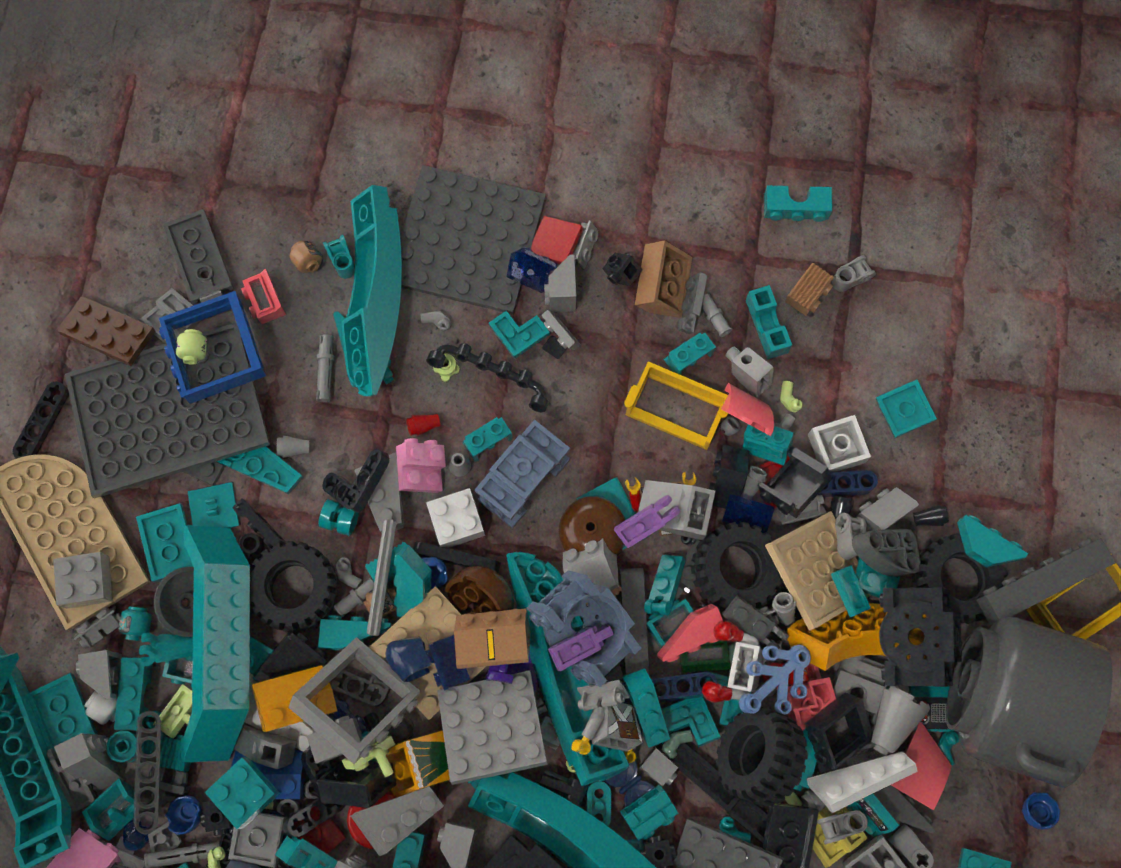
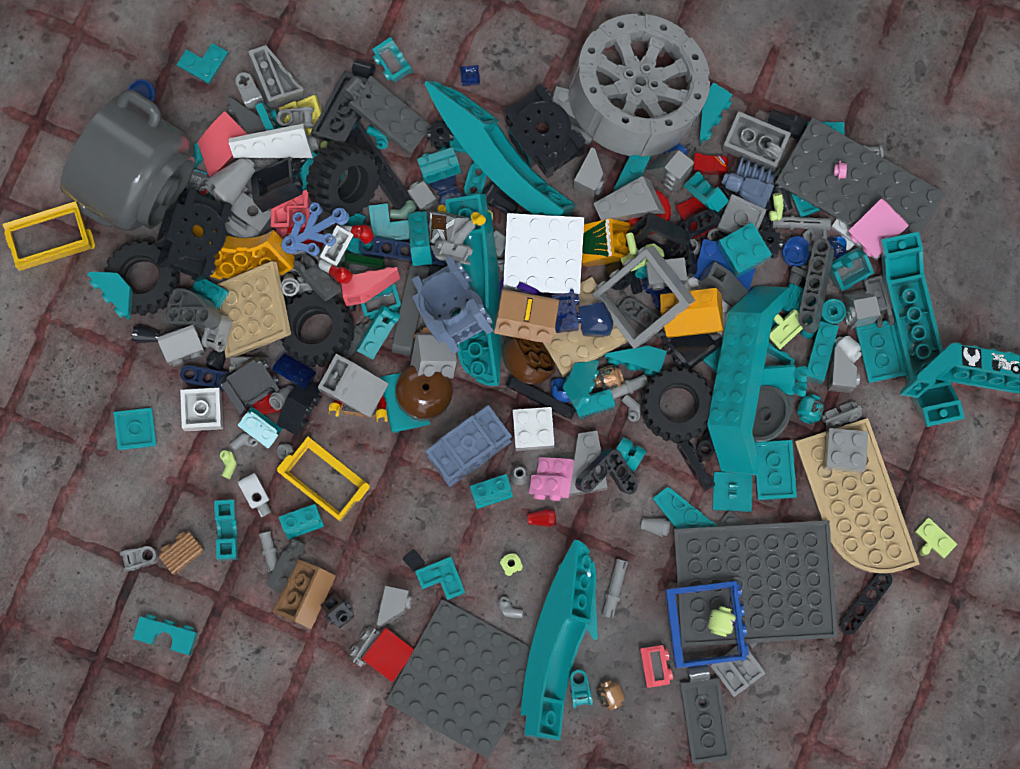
camera: 165 degrees left, 5 degrees up
(106, 330) = (796, 668): reddish brown plate -> none
(381, 577) = (603, 390): light grey axle -> none
(483, 362) = (463, 546): black bar -> none
(530, 269) = (418, 629): clear blue bracket -> none
(553, 324) = (402, 564): light grey plate -> none
(579, 646) = (458, 294): medium lavender hinge -> none
(645, 522) = (379, 378): medium lavender hinge -> none
(749, 409) = (267, 455): coral slope -> none
(850, 591) = (233, 286): teal plate -> none
(1045, 581) = (78, 253): dark grey brick -> none

